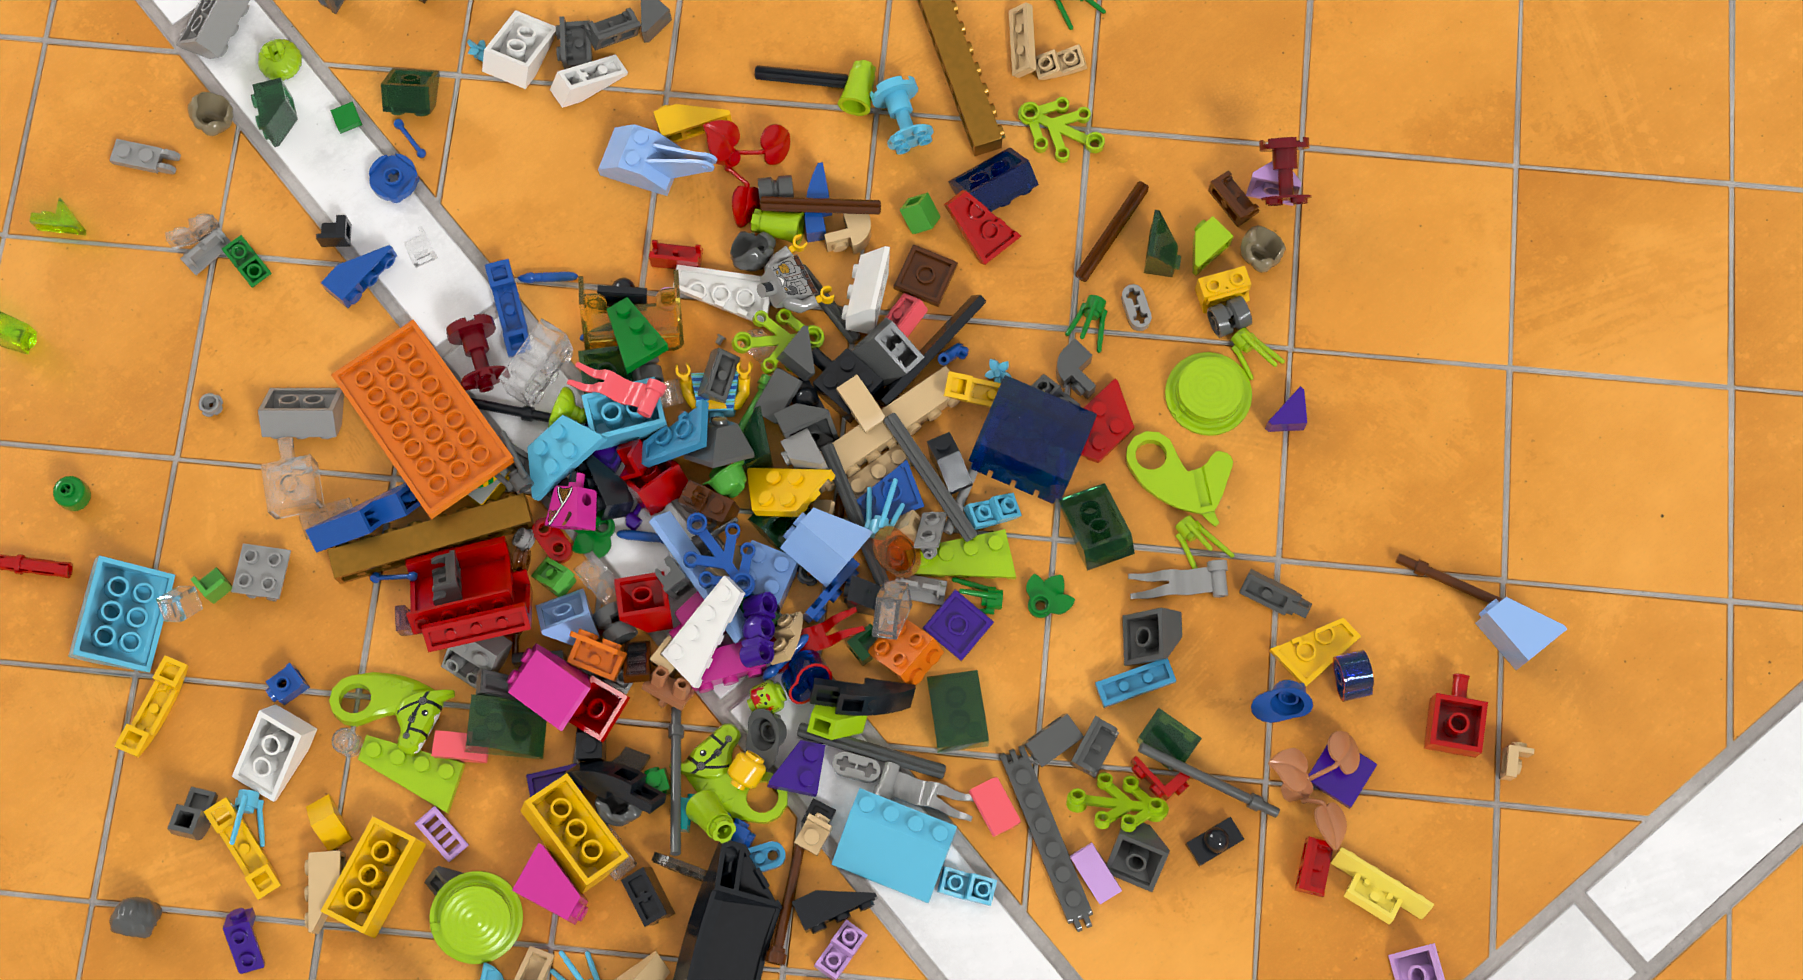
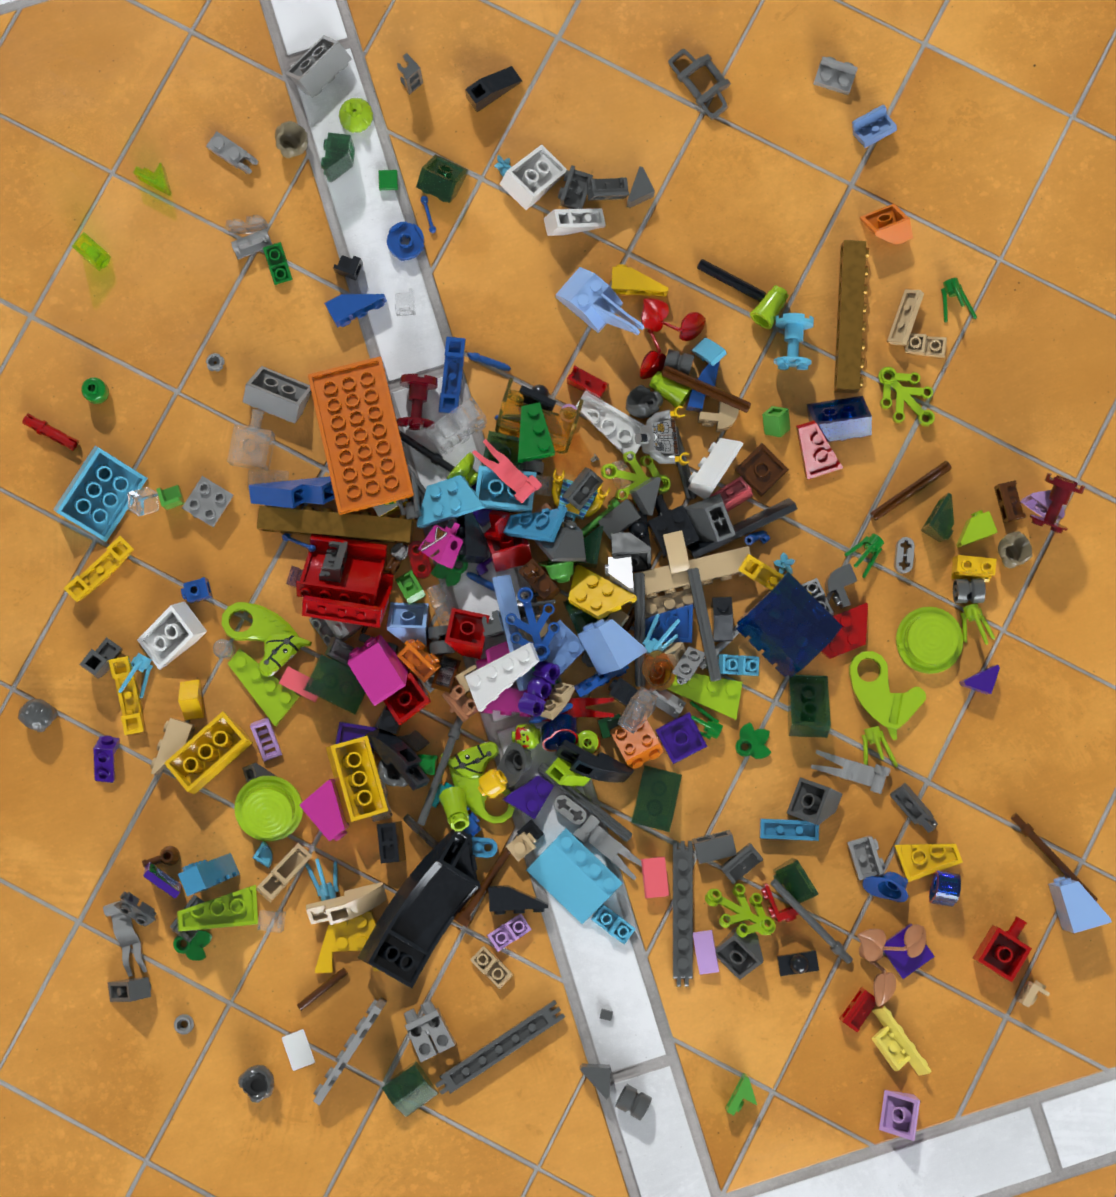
camera: 20 degrees right, 10 degrees up
(807, 163) = (709, 351): none -> medium azure slope
(844, 665) = (593, 737): none -> lime head
(1242, 677) = (865, 857): none -> light grey bracket

